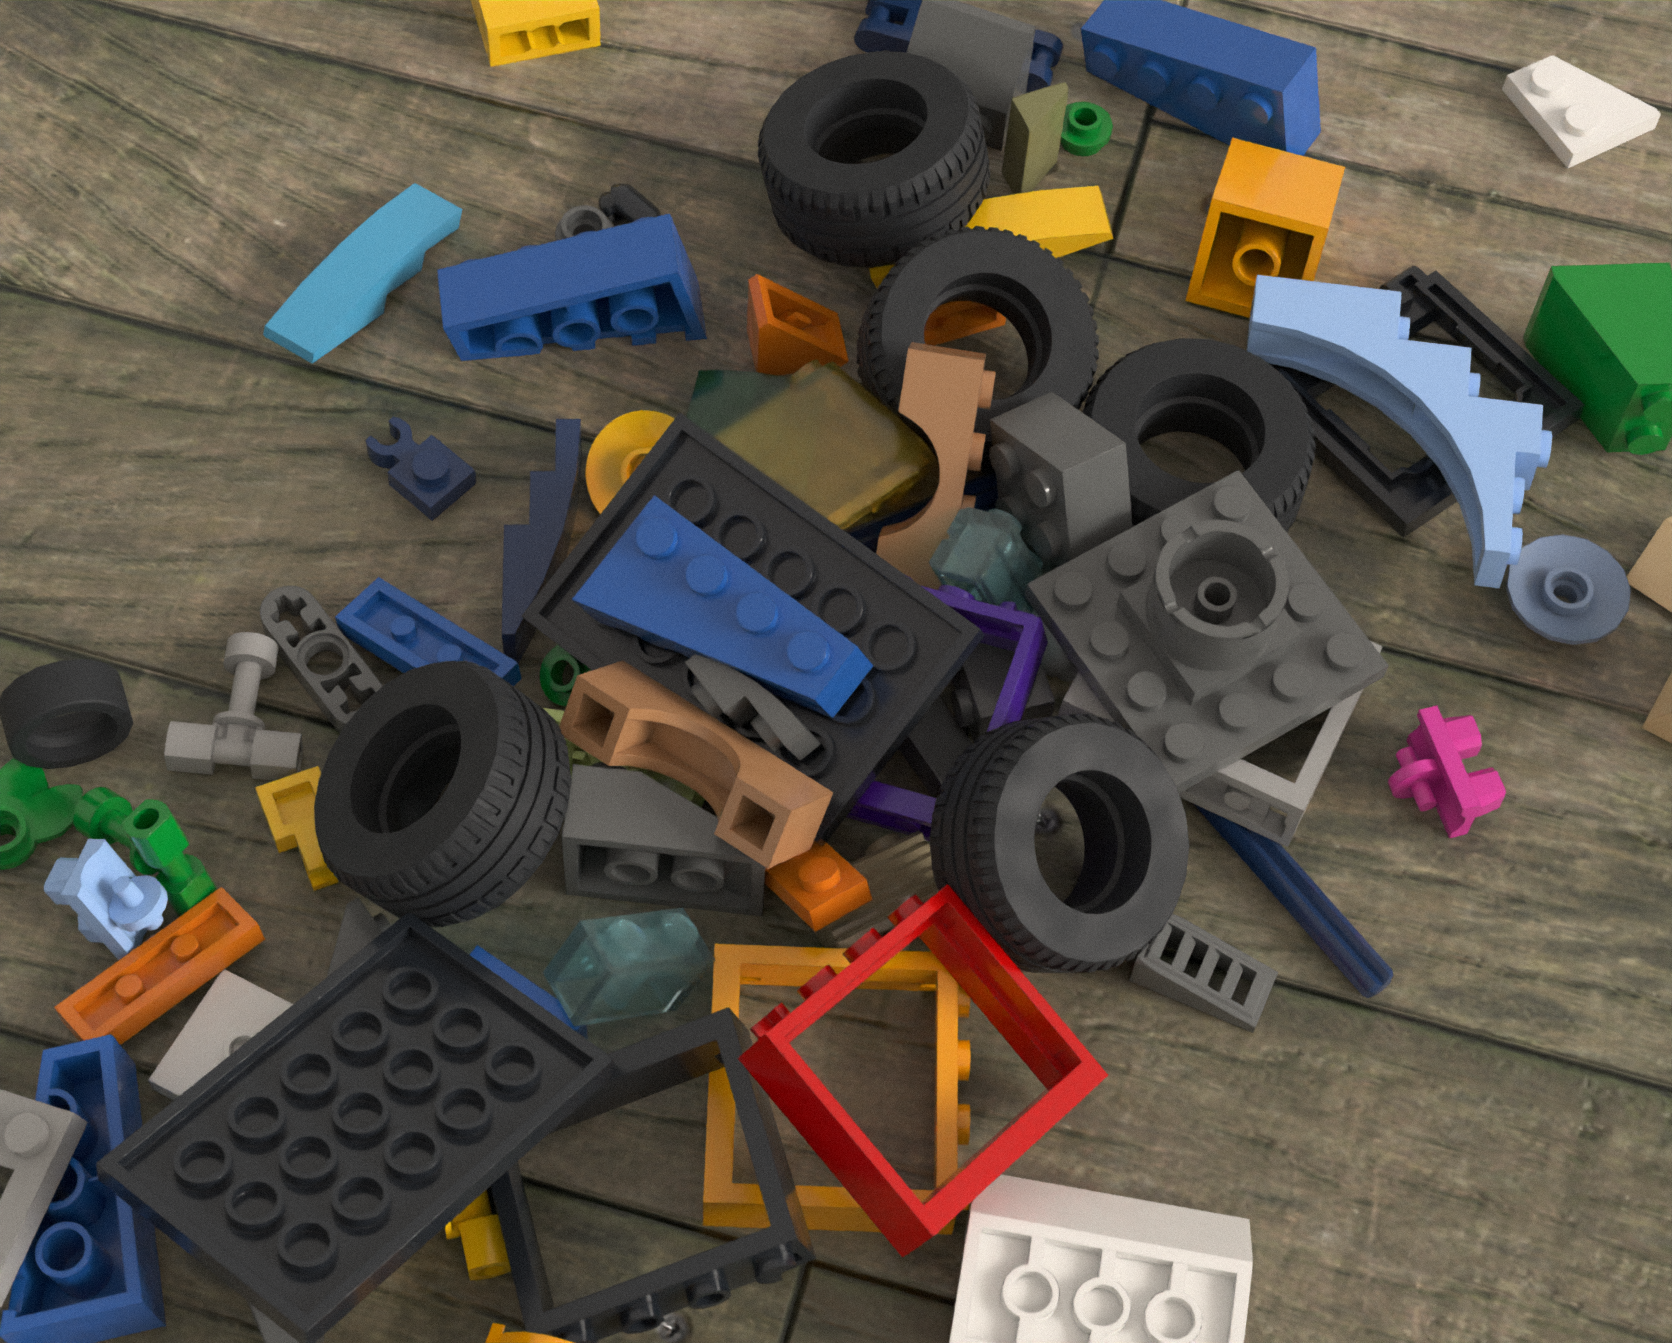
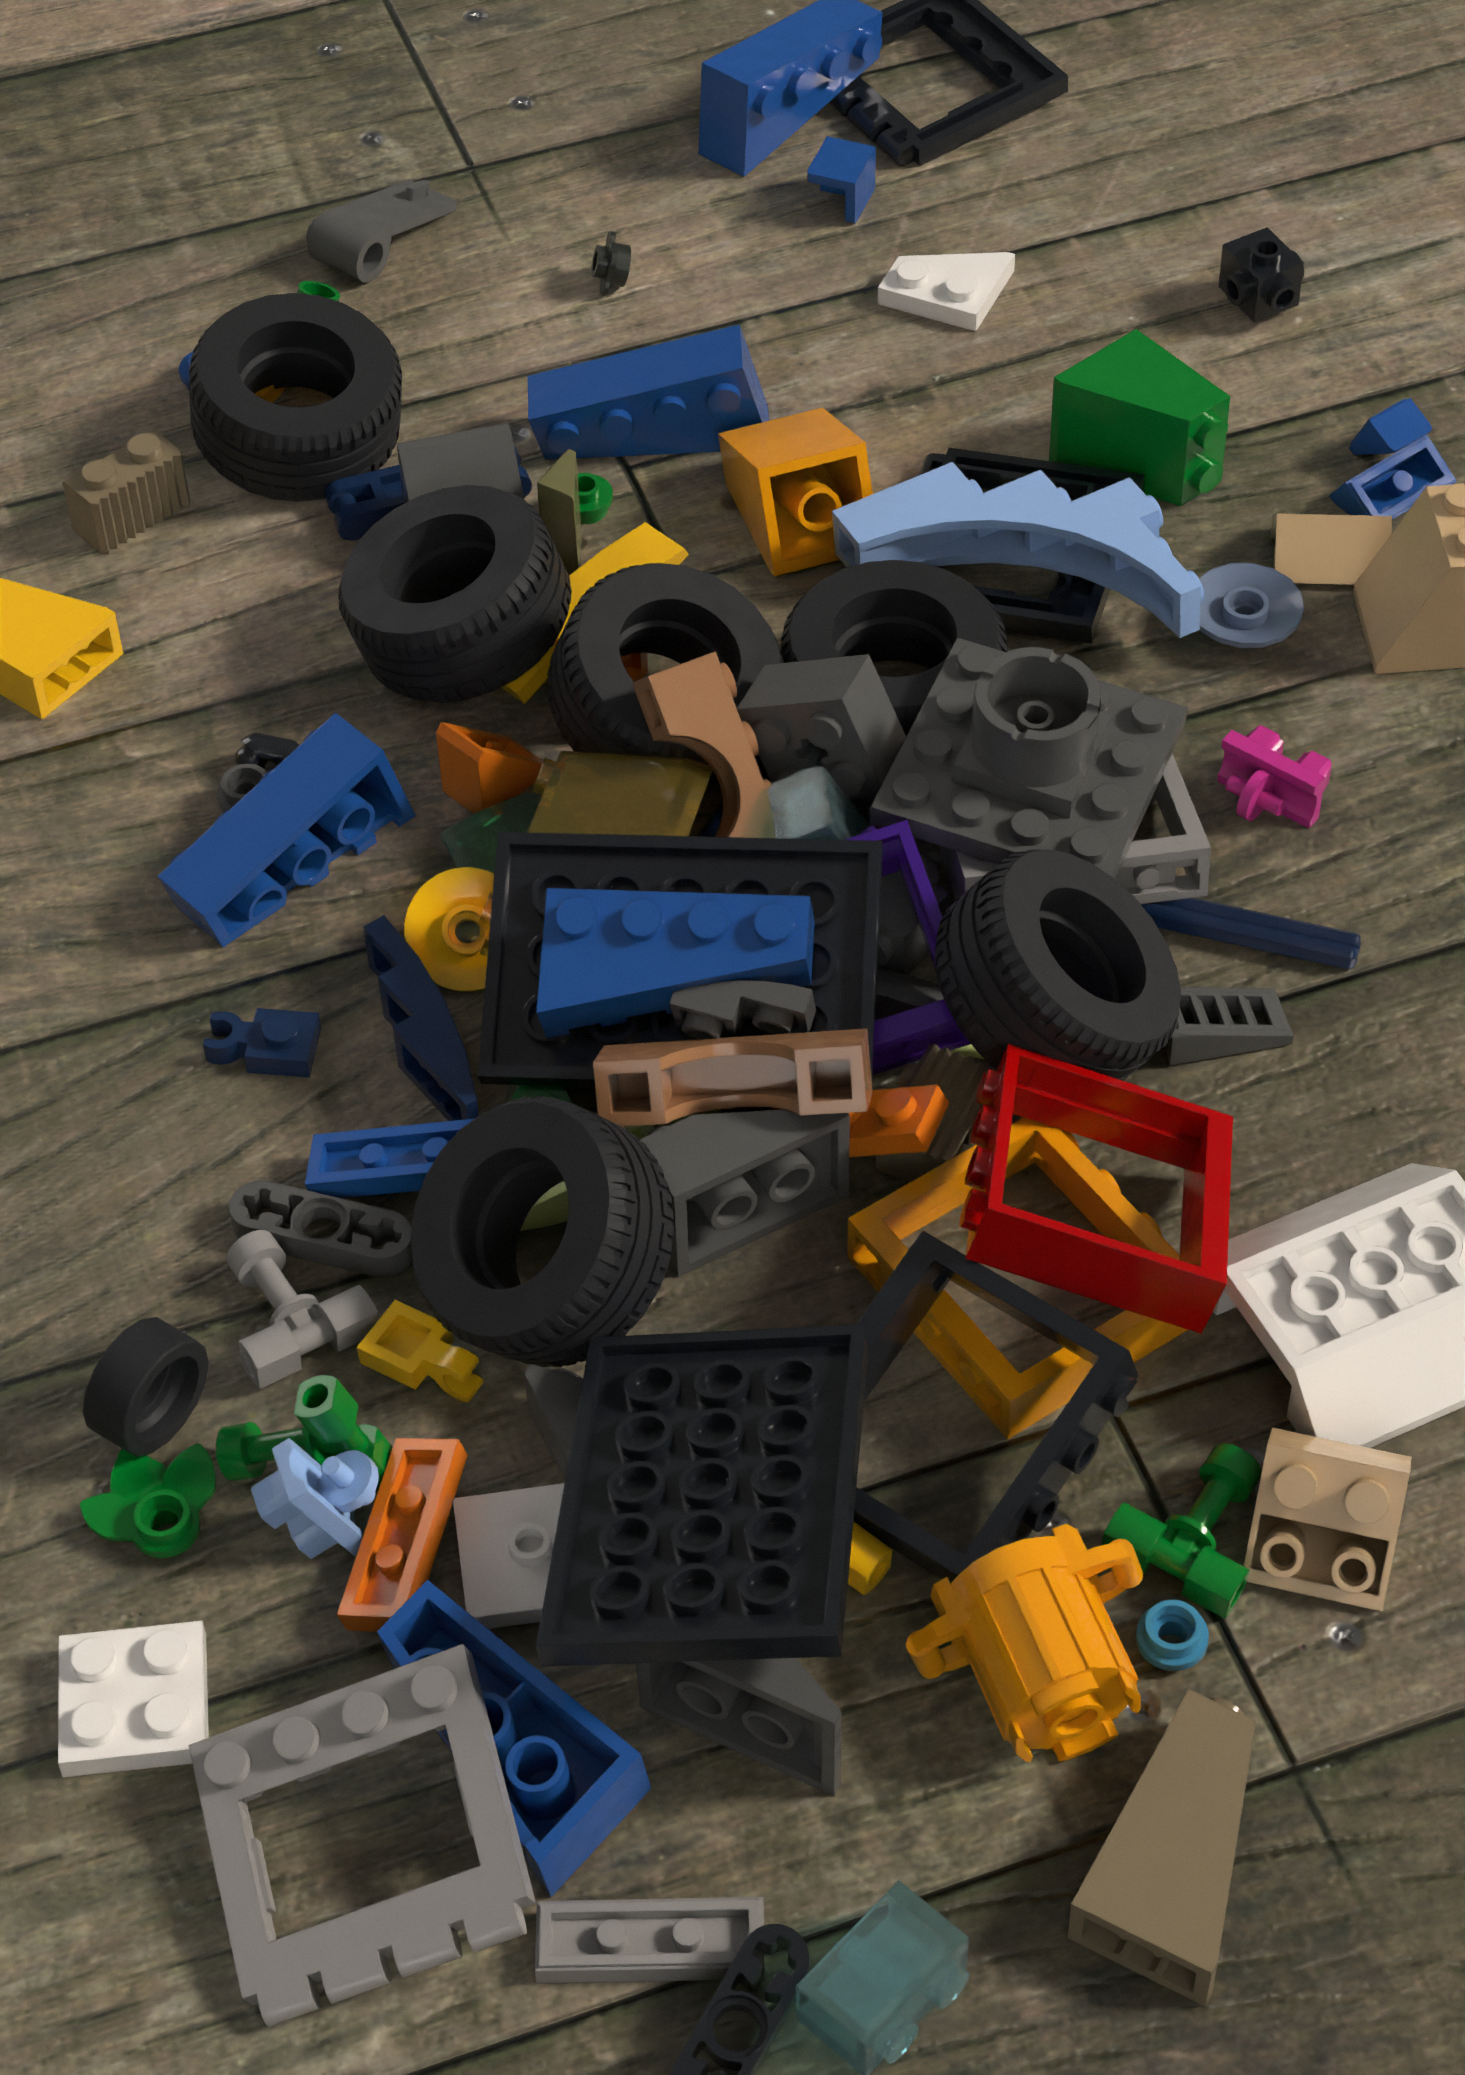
camera: 30 degrees left, 10 degrees down
(355, 278) = (85, 922): dark azure slope -> none
(628, 966) = (797, 1271): clear light blue brick -> none

